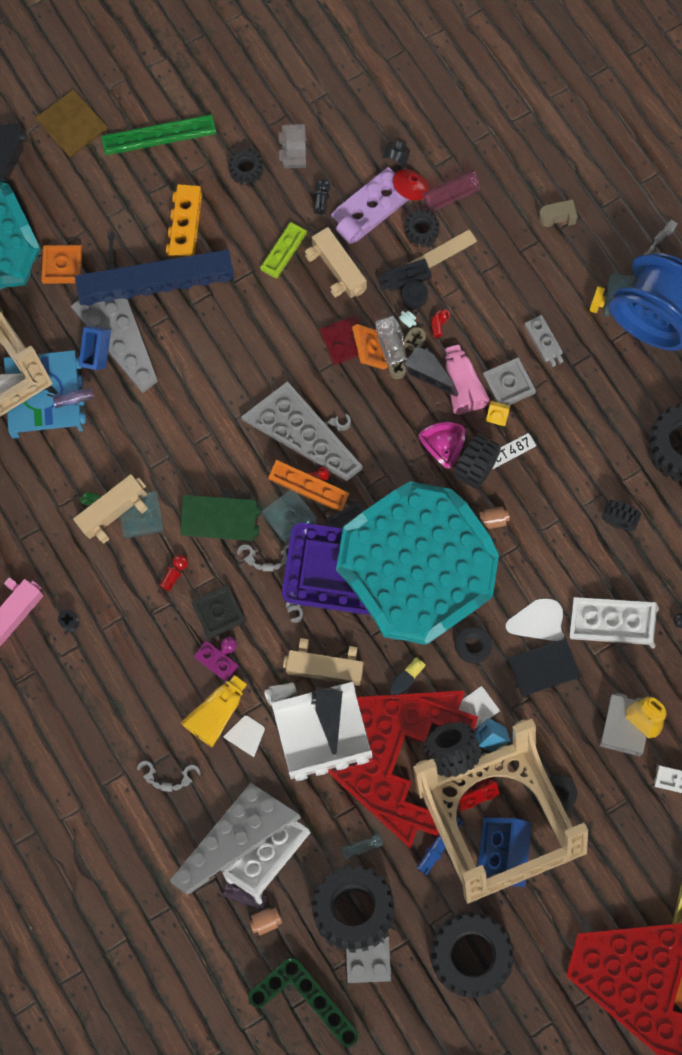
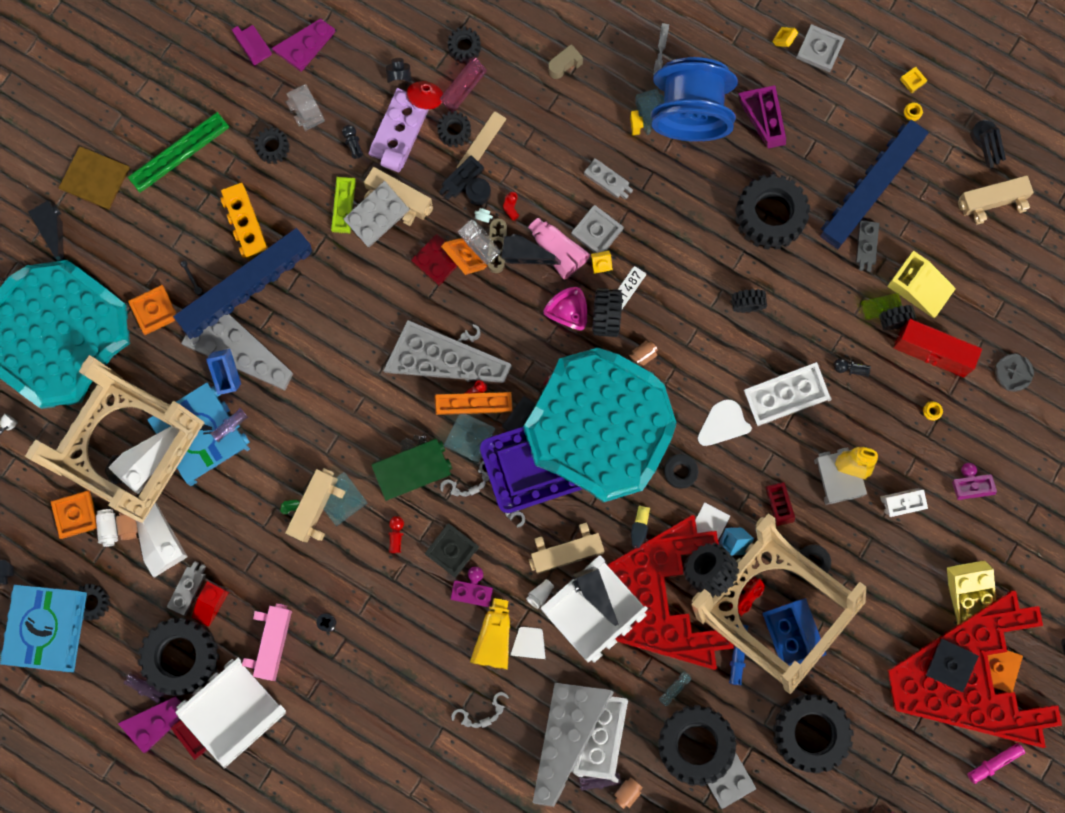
camera: 30 degrees left, 5 degrees up
(276, 68) = (252, 44): none -> magenta panel
(308, 271) = (376, 214): none -> light grey plate
(324, 90) = (305, 44): none -> magenta wing
(471, 145) = (464, 35): none -> black tyre
(544, 667) = (748, 461): black tile -> none
(549, 735) = (782, 520): none -> dark red slope
(642, 958) = (951, 665): none -> black plate

